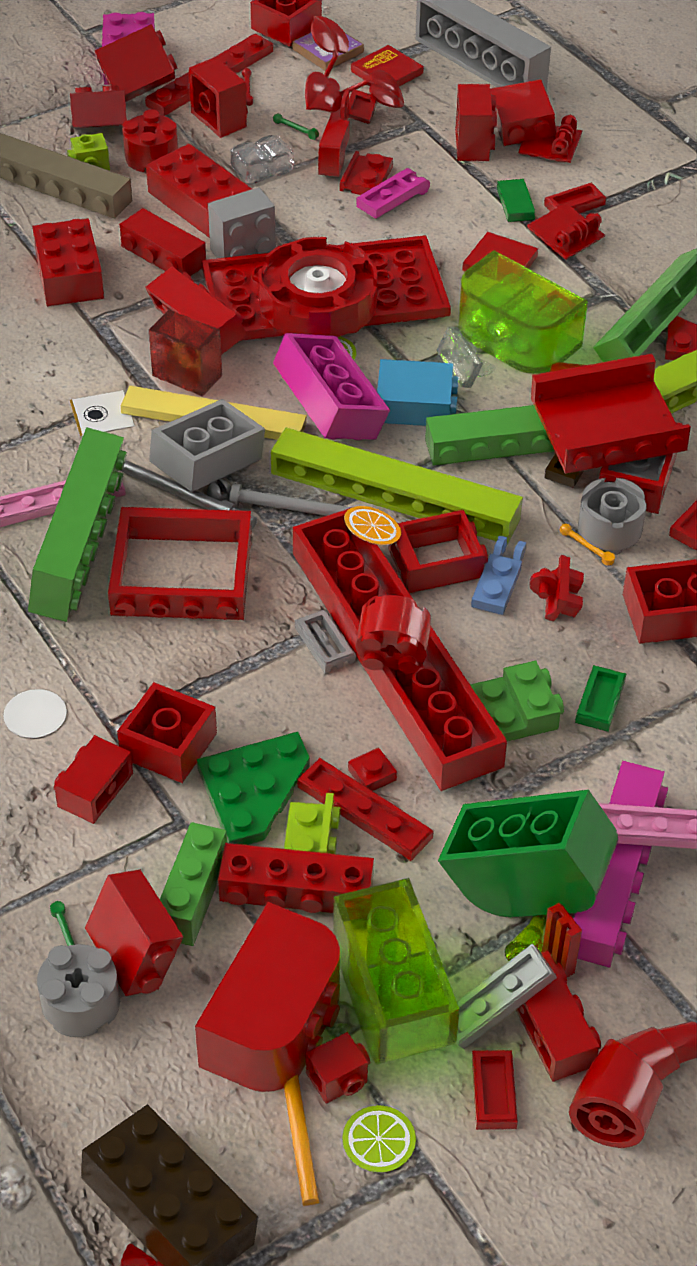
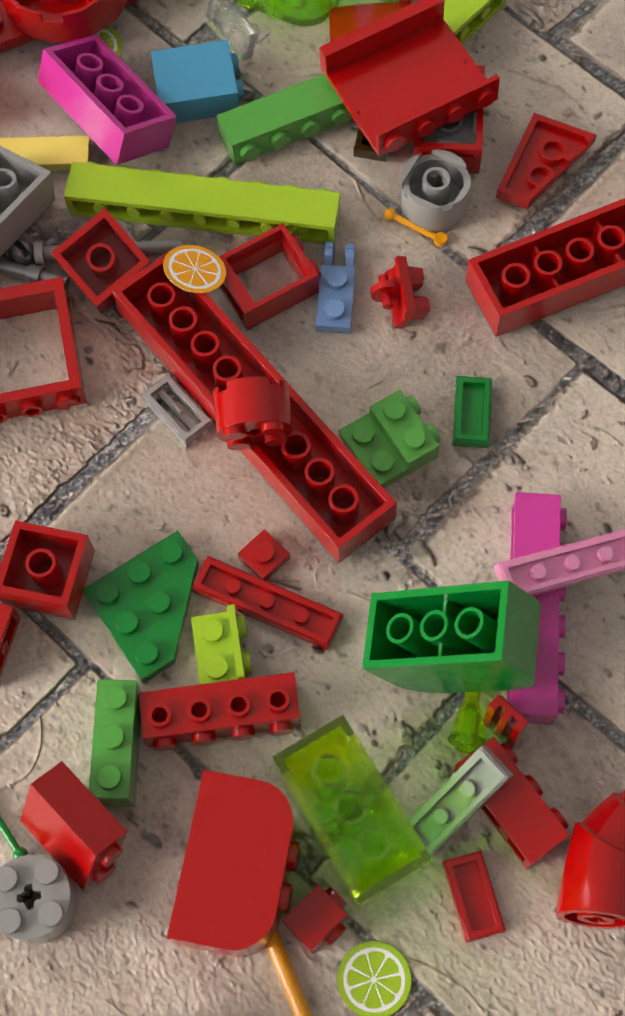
camera: 10 degrees left, 20 degrees up
(287, 500) = (100, 258): none -> red brick

